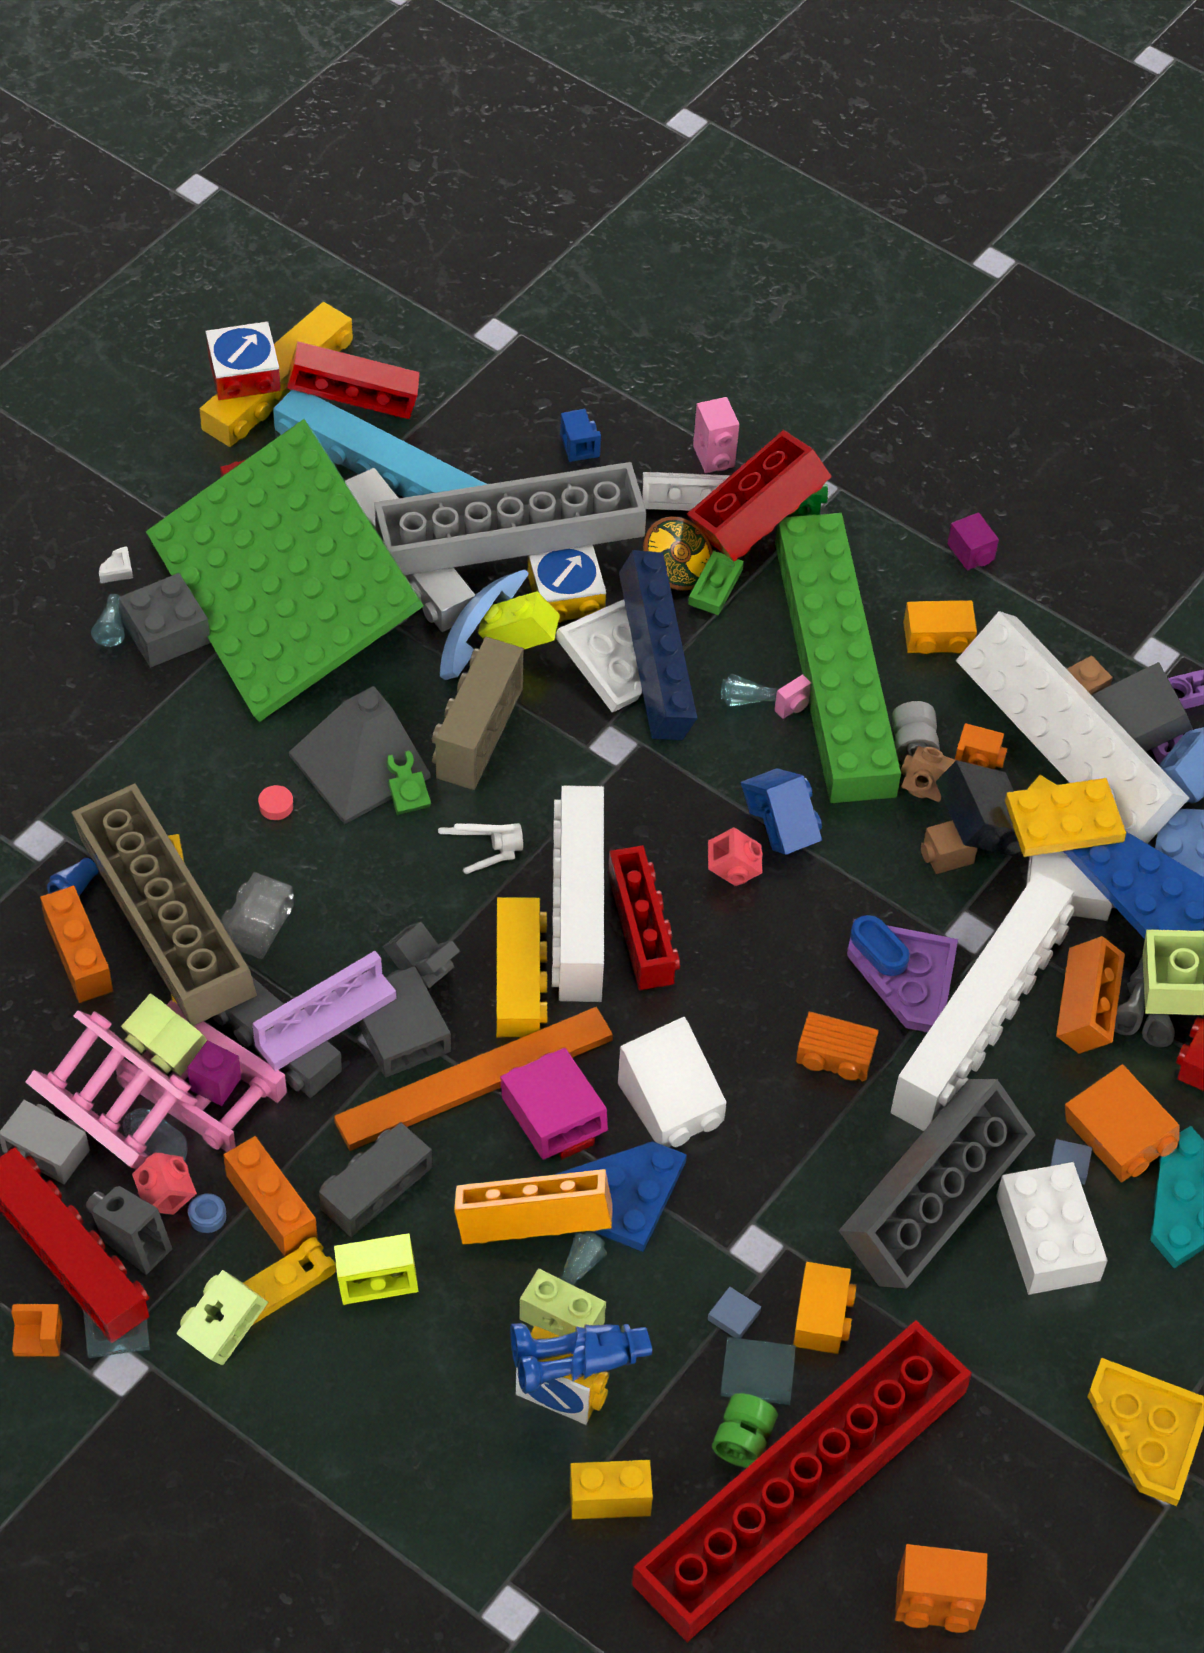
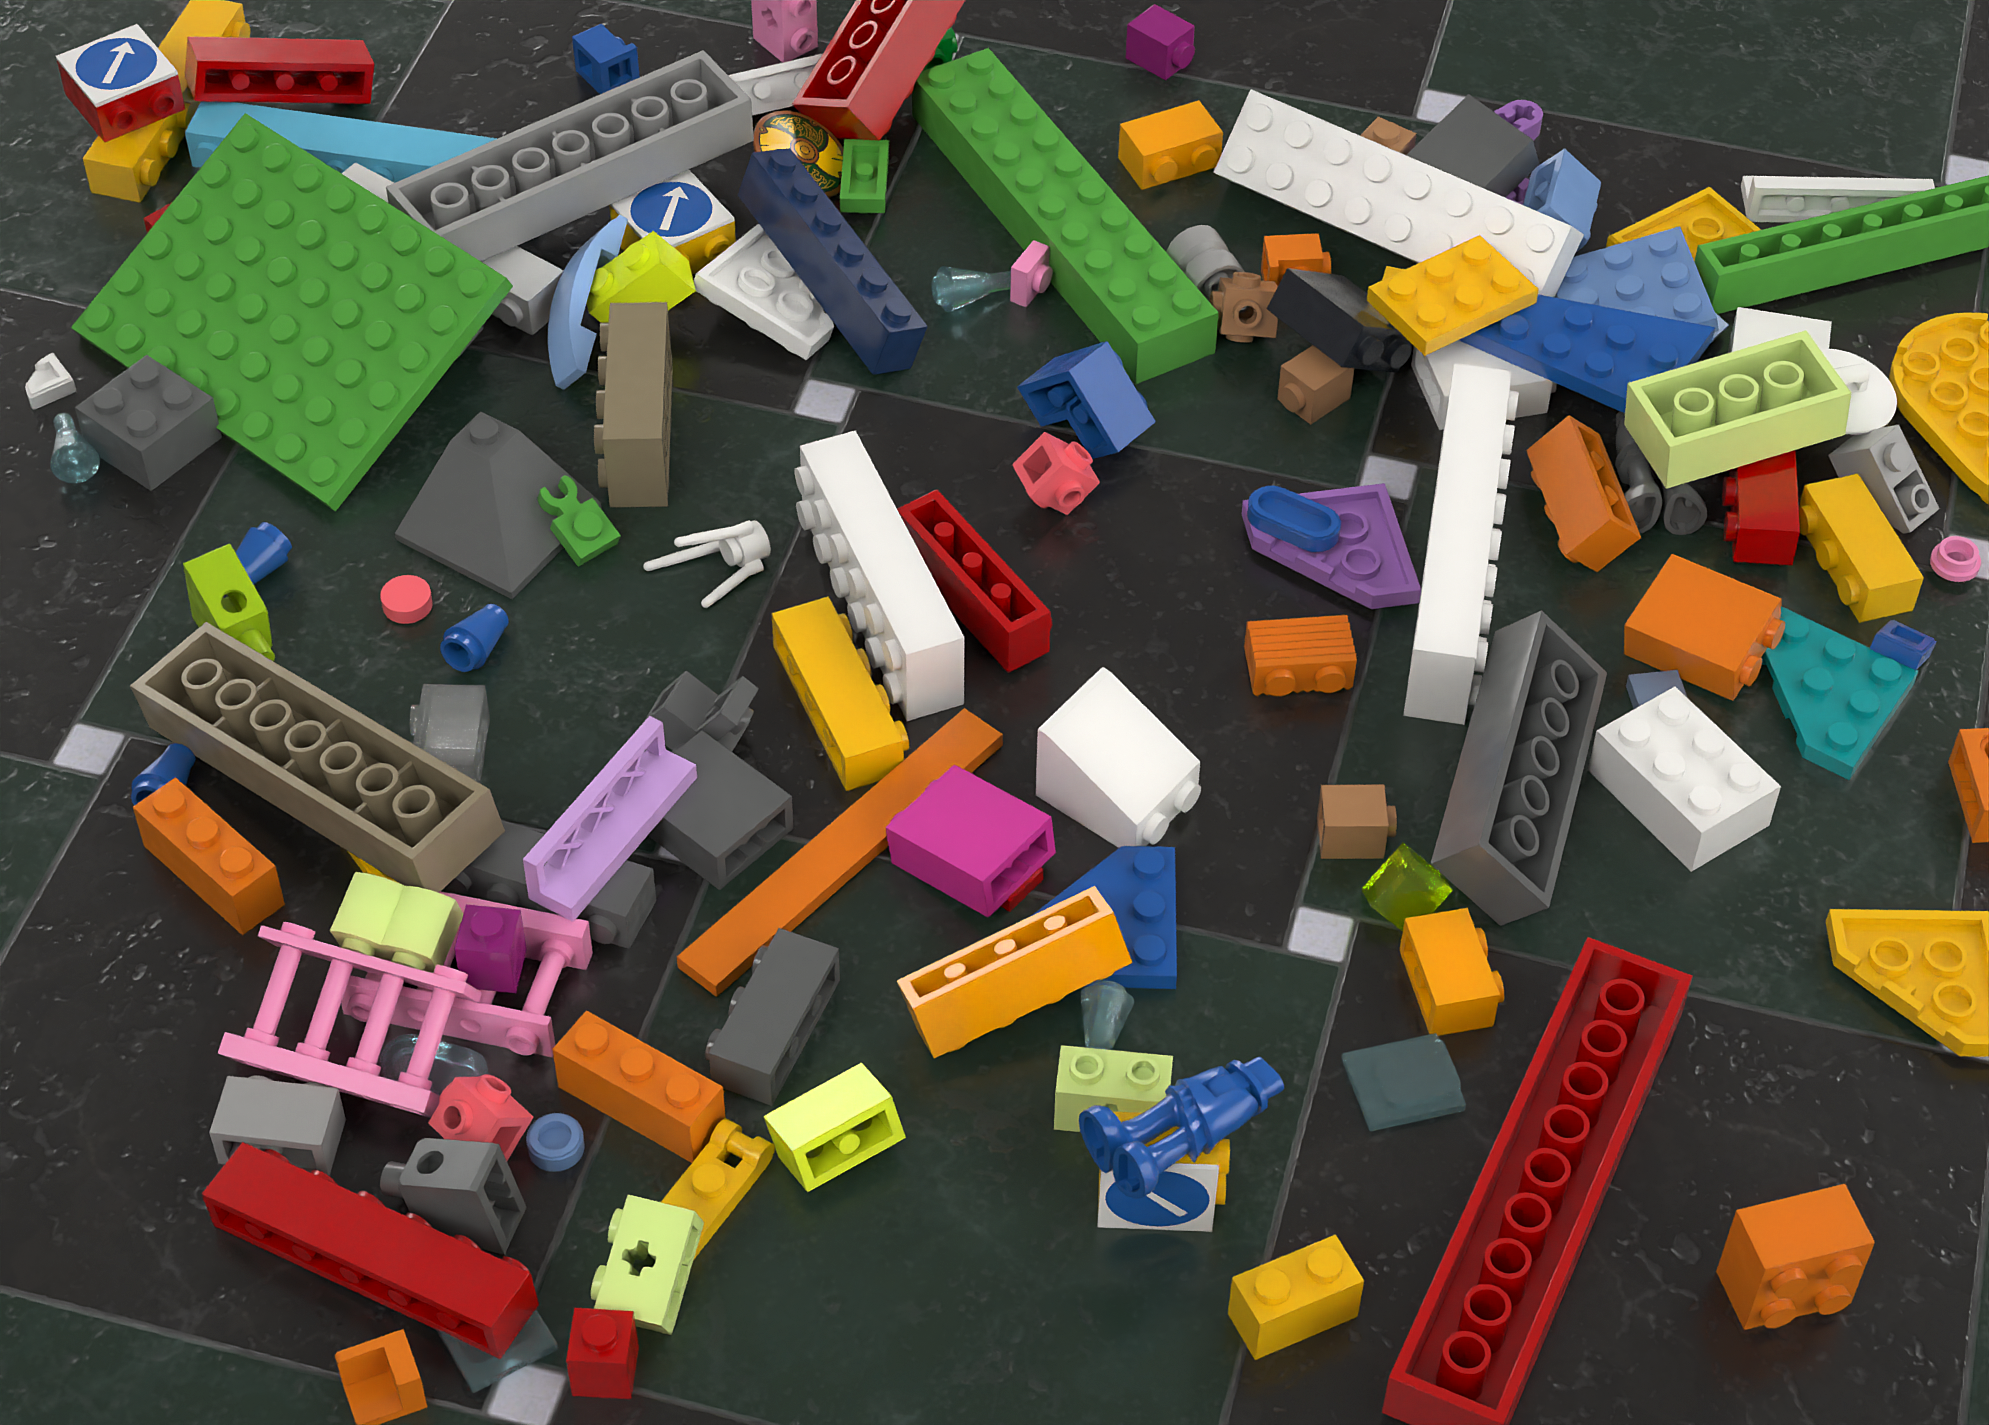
camera: 20 degrees left, 5 degrees down
(158, 775) = (239, 614): none -> lime torso
(171, 1363) = (602, 1353): none -> red brick
(192, 741) = (263, 551): none -> blue cone
(305, 846) = (473, 639): none -> blue cone
(734, 1313) = (1336, 1020): sand blue tile -> none
(745, 1428) = (1433, 1157): bright green wheel -> none
(813, 1179) = (1354, 821): none -> medium nougat brick
(820, 1238) = (1406, 887): none -> clear neon green panel

